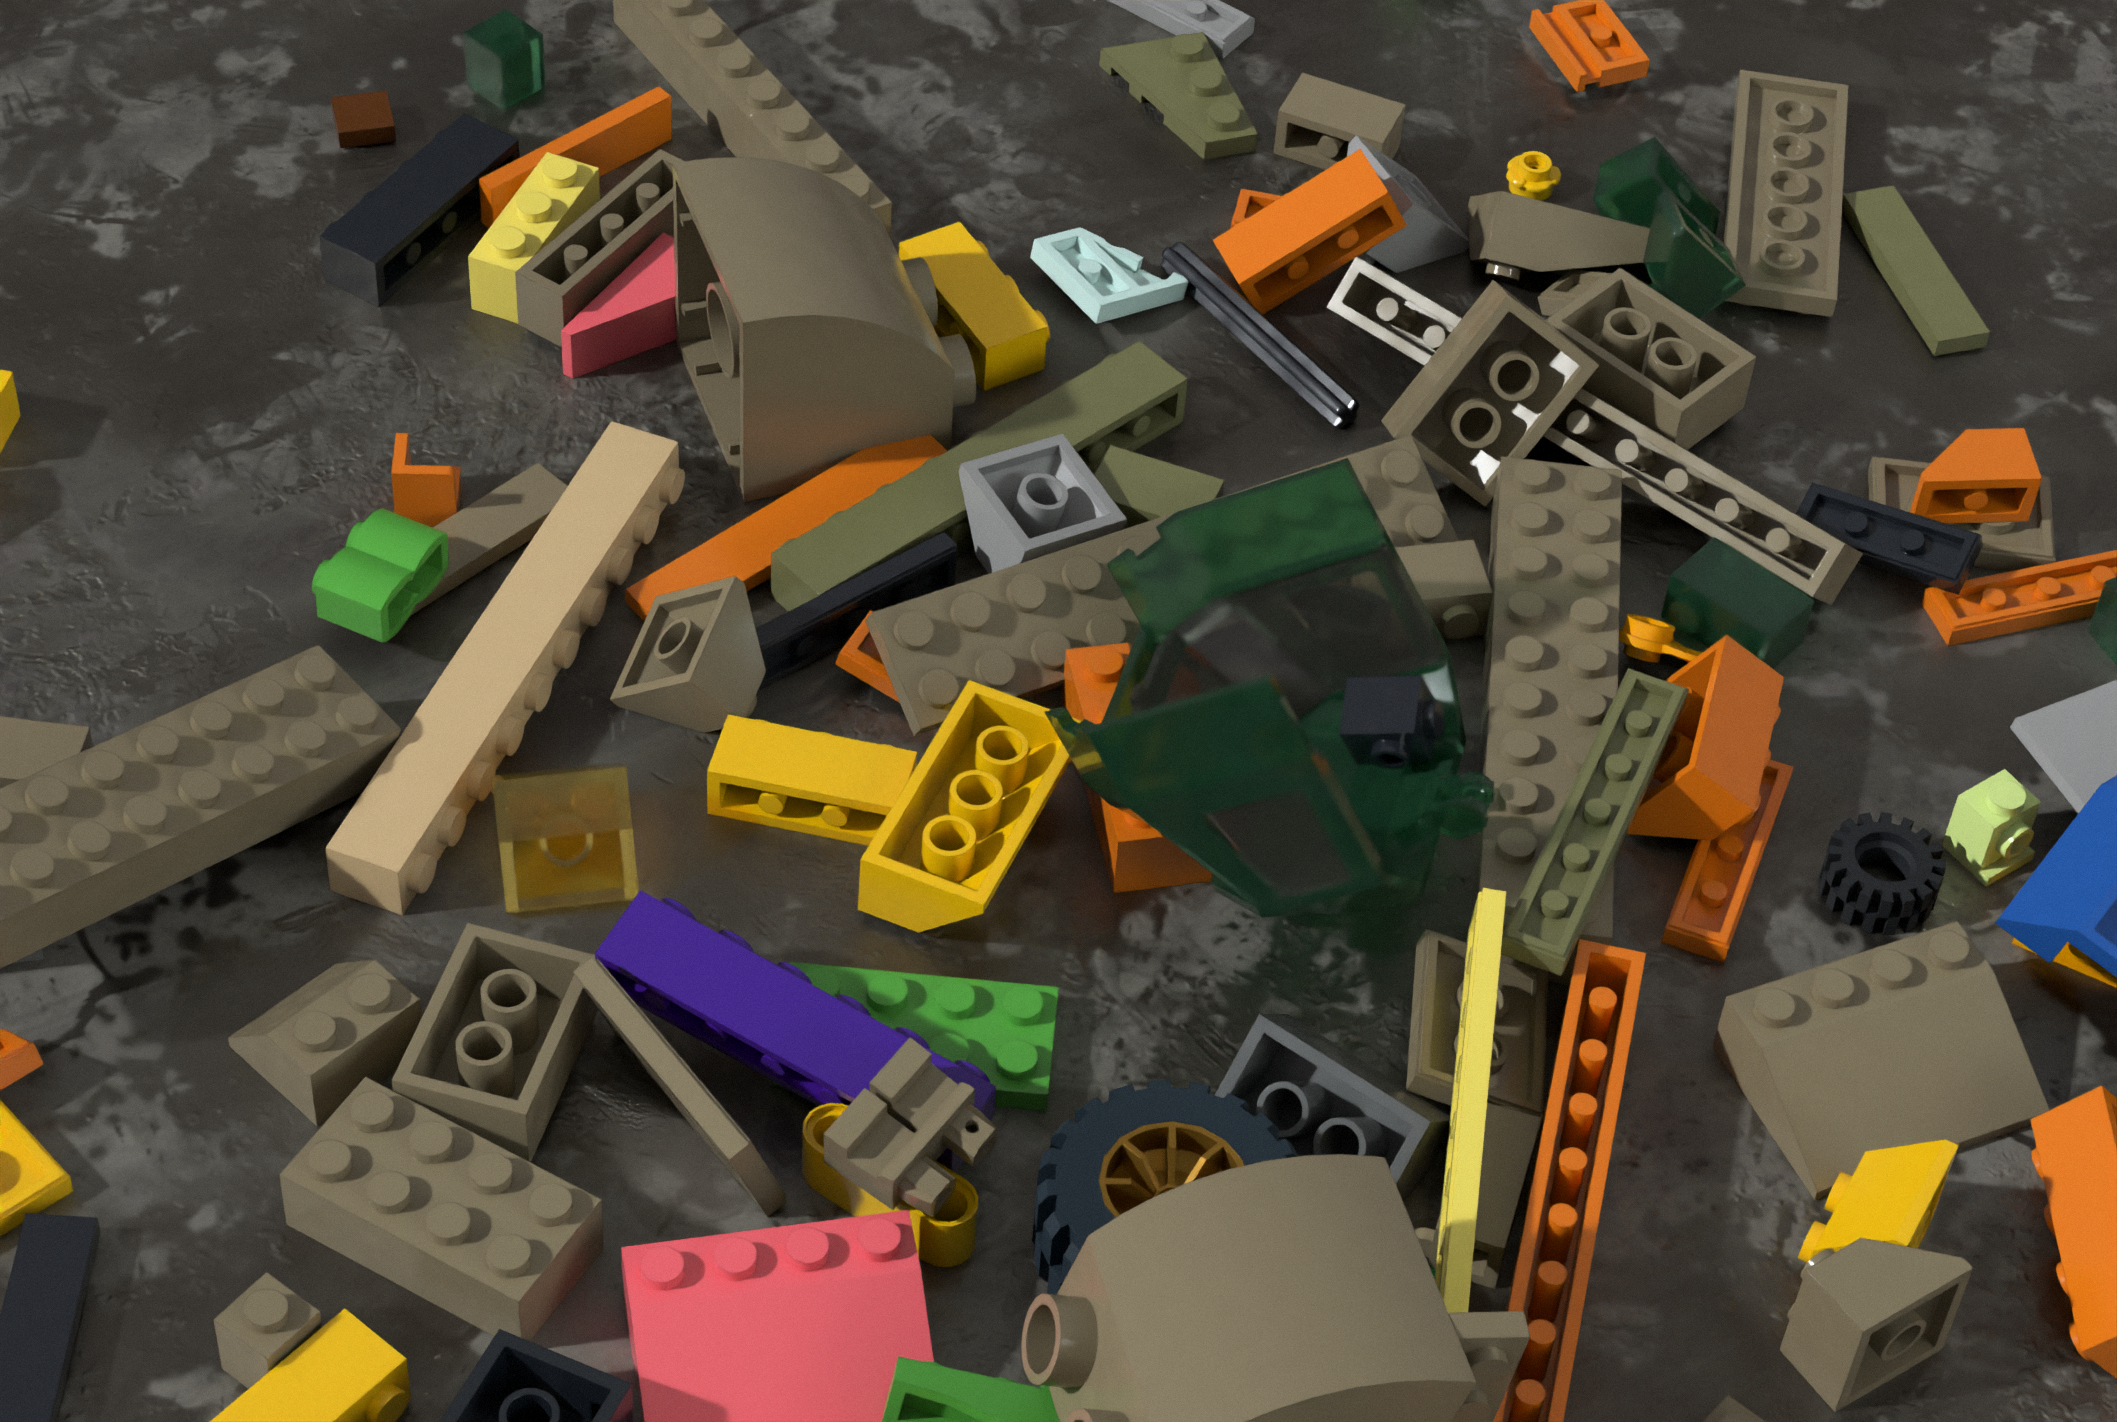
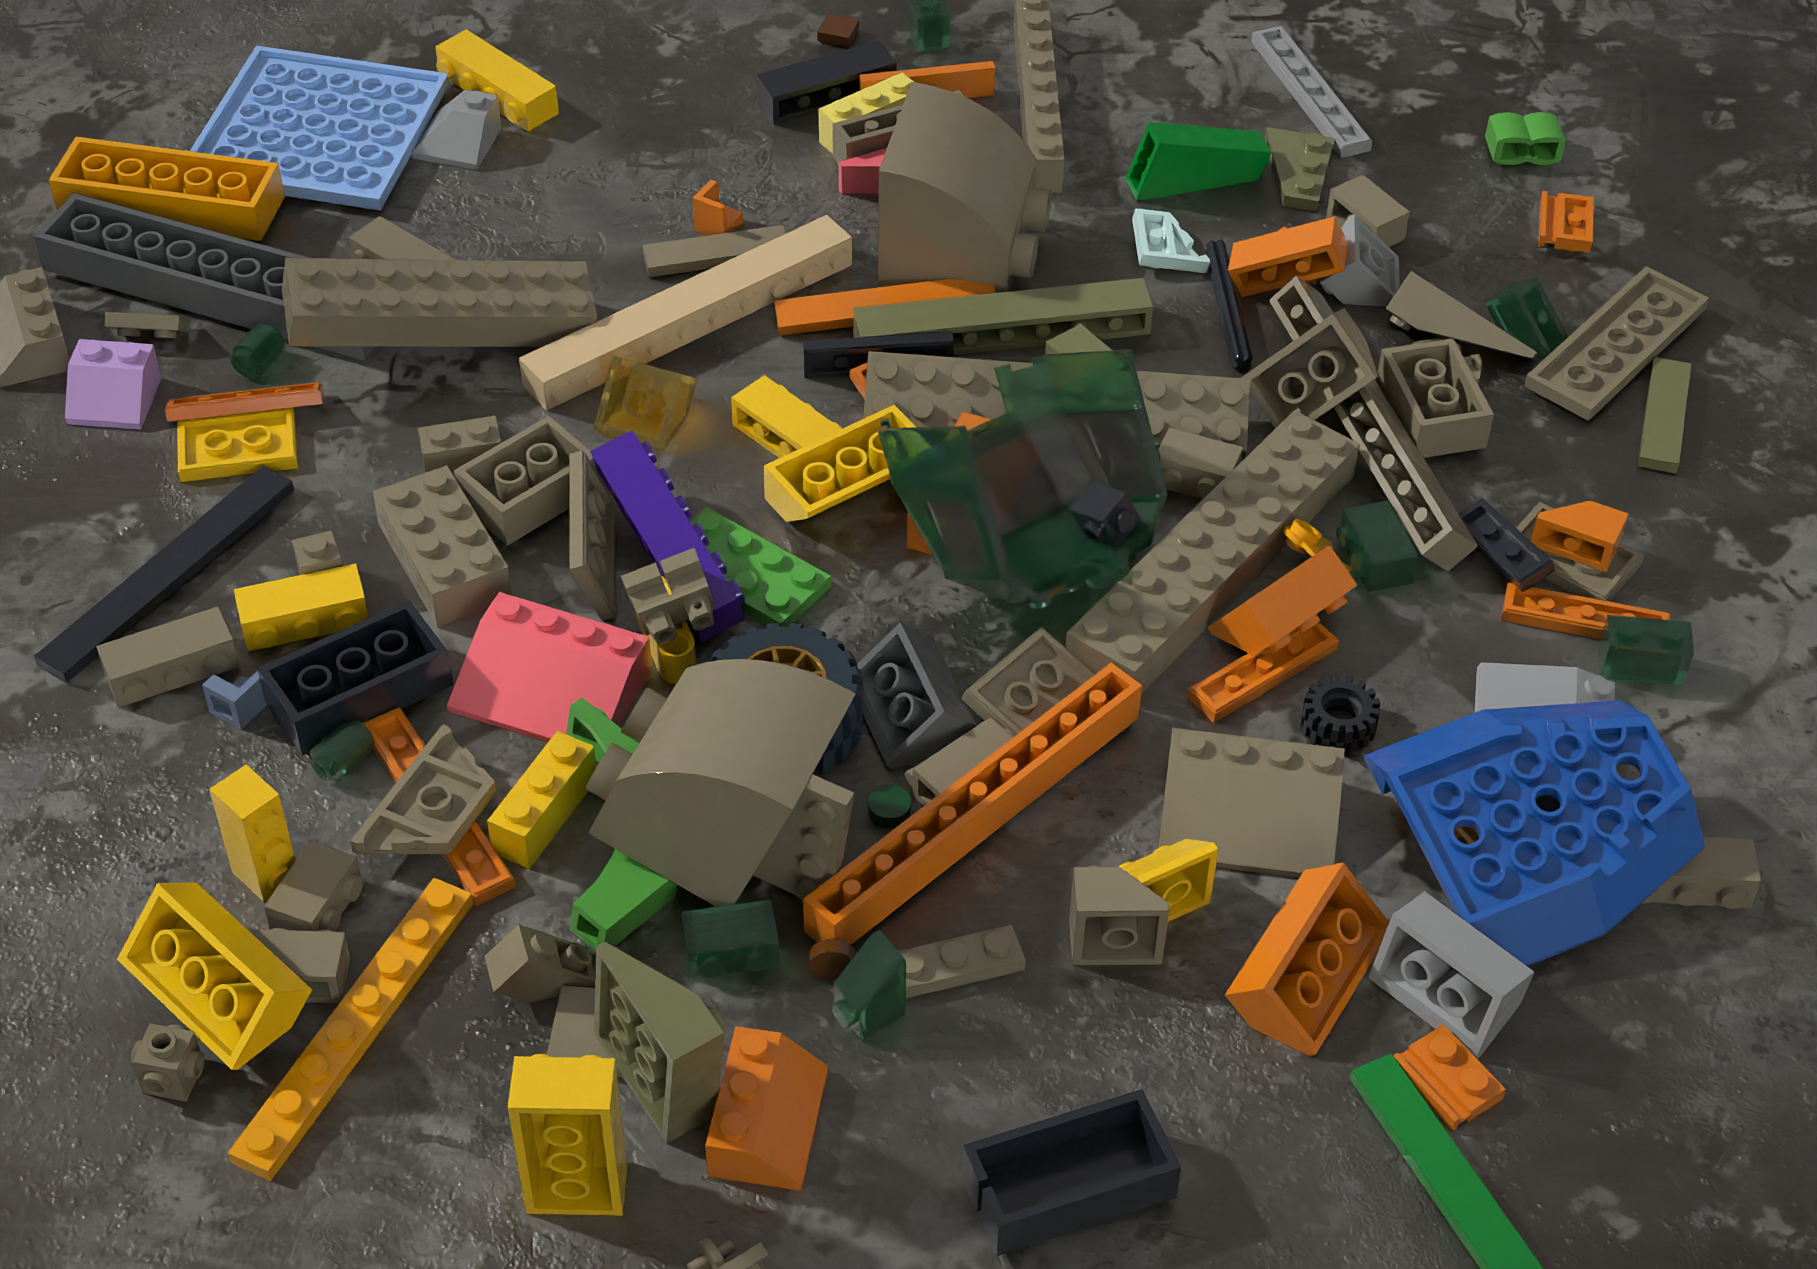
camera: 35 degrees right, 0 degrees up
(380, 574) = (652, 245): bright green brick -> none
(695, 658) = (775, 346): dark tan slope -> none
(981, 305) = (1077, 231): yellow brick -> none
(1034, 503) = (1011, 330): light grey slope -> none
(1051, 135) = (1194, 158): none -> green slope
(1469, 1101) = (960, 725): light yellow tile -> none
(1532, 175) = (1467, 280): yellow plate -> none
(1593, 822) = (1169, 607): olive tile -> none
(1688, 260) = (1507, 352): clear green slope -> none
(1993, 827) = (1425, 709): yellowish green brick -> none

